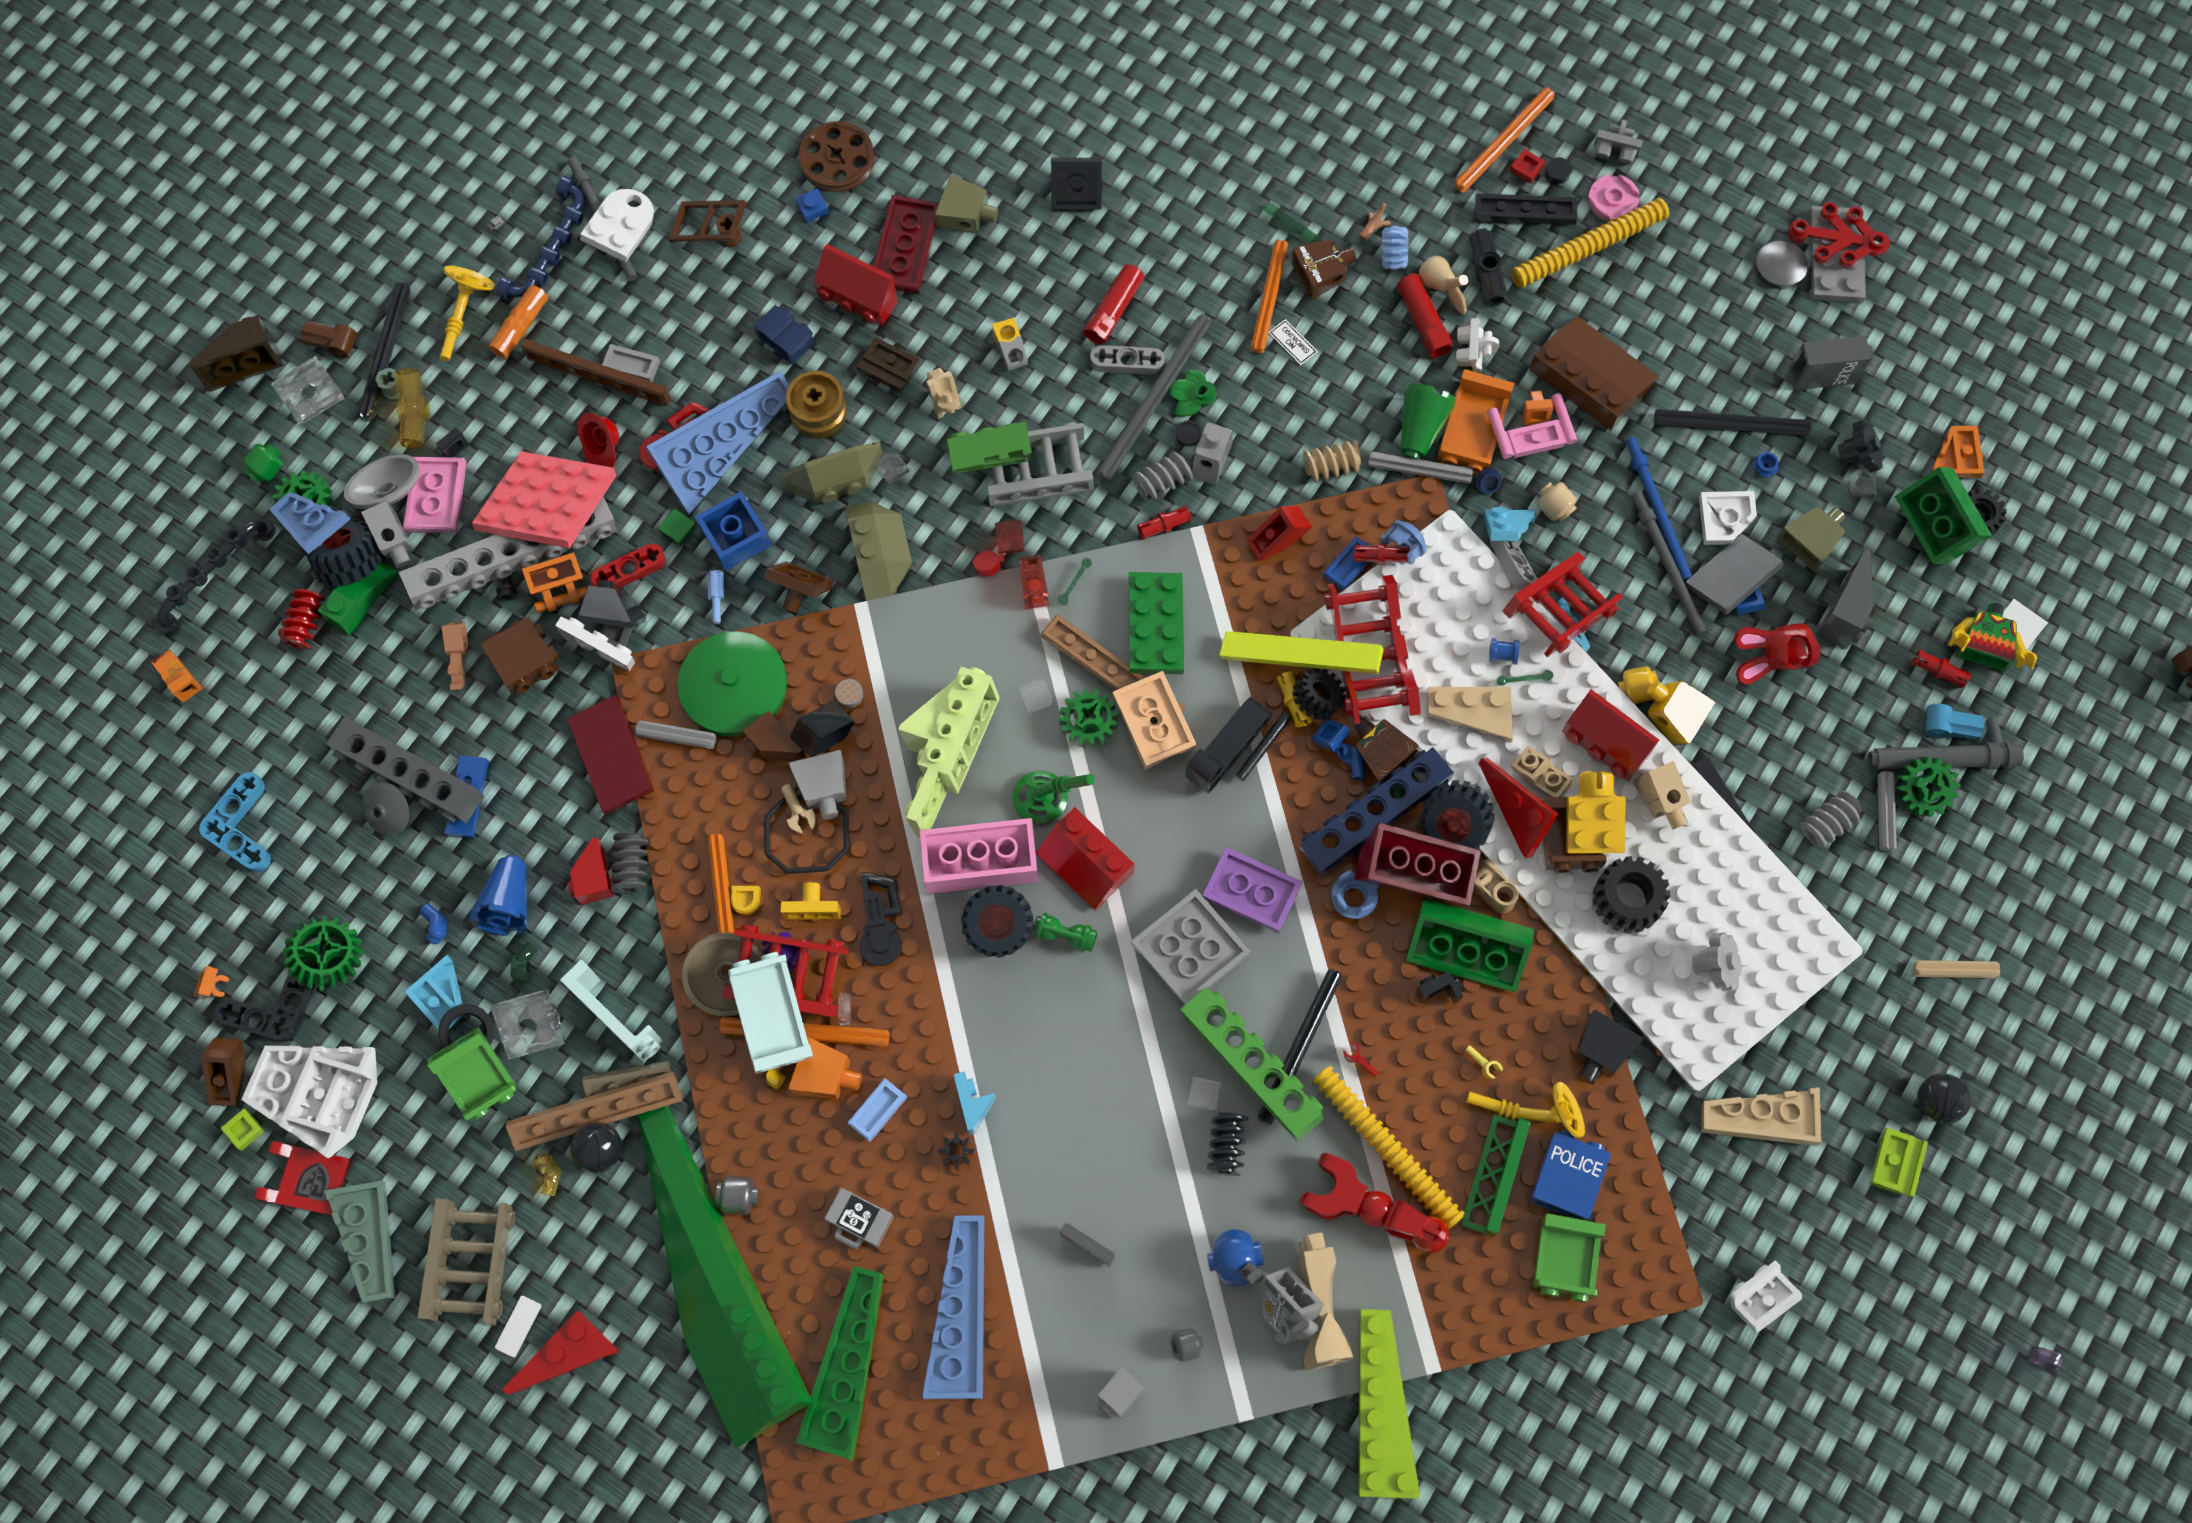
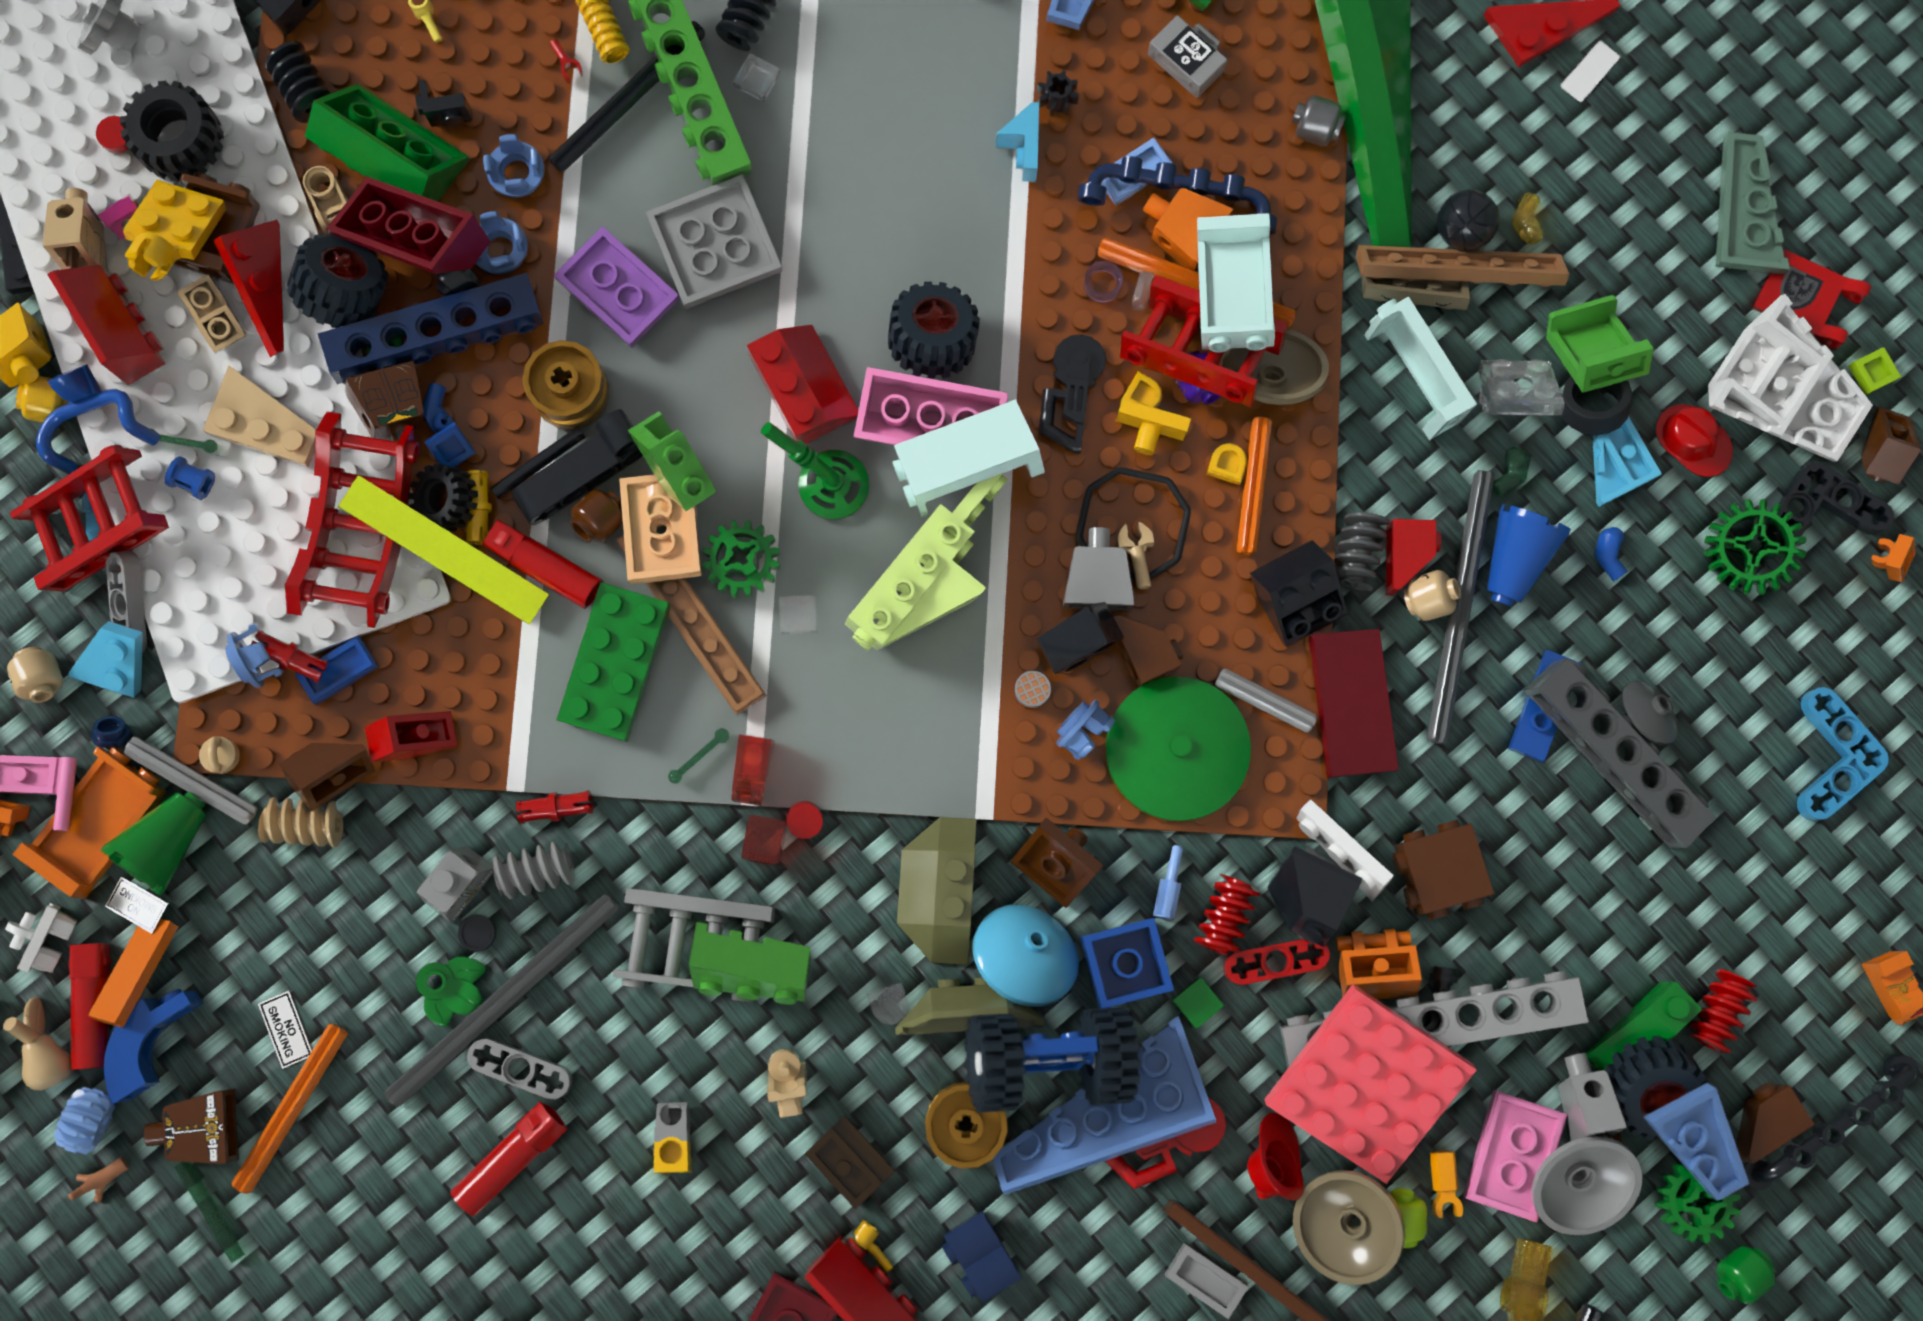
camera: 170 degrees left, 10 degrees up
(258, 560) = (1770, 1121): none -> reddish brown slope
(385, 1032) = (1694, 439): none -> red piece
(441, 1245) = (1672, 142): dark tan fence -> none
(452, 443) = (1479, 1222): black tile -> none
(456, 648) = (1524, 916): nougat piece -> none
(481, 465) = (1444, 1182): none -> light orange bar
(505, 431) = (1414, 1215): none -> lime head
(540, 412) = (1336, 1244): none -> dark tan dish
(543, 847) = (1458, 621): none -> dark grey axle
(566, 845) = (1432, 595): none -> tan head
(667, 583) = (1226, 916): none -> red piece
(668, 815) = (1300, 592): none -> black slope
(734, 461) = (1101, 1052): none -> black plate
(808, 674) = (1074, 737): none -> medium blue piece
(819, 510) = (1018, 967): none -> medium azure dish
(823, 929) = (1144, 391): none -> yellow tile
(849, 1104) = (1165, 178): none -> dark blue bar
(864, 325) = (865, 1236): none -> yellow hand
(874, 999) = (1107, 267): none -> piece
(940, 821) = (966, 454): none -> light aqua panel
(1077, 936) = (843, 293): green piece -> none
(1164, 751) = (672, 461): none -> bright green panel
(1204, 716) = (597, 516): none -> reddish brown head
(1231, 672) = (542, 564): none -> red piece
(1274, 801) = (560, 365): none -> pearl gold wheel
(1328, 490) = (325, 770): none -> reddish brown slope
(1367, 944) = (512, 150): none -> medium blue piece
(1384, 291) = (130, 1048): none -> blue arch
(1403, 340) = (132, 974): none -> orange tile
(1406, 486) = (219, 755): none -> tan tile
(1412, 376) = (136, 905): none -> white sticker
(1558, 972) = (296, 78): none -> black piece
(1609, 685) = (83, 396): none -> blue piece
(1643, 823) = (118, 212): none -> dark pink tile
(1678, 884) = (109, 135): none -> red piece

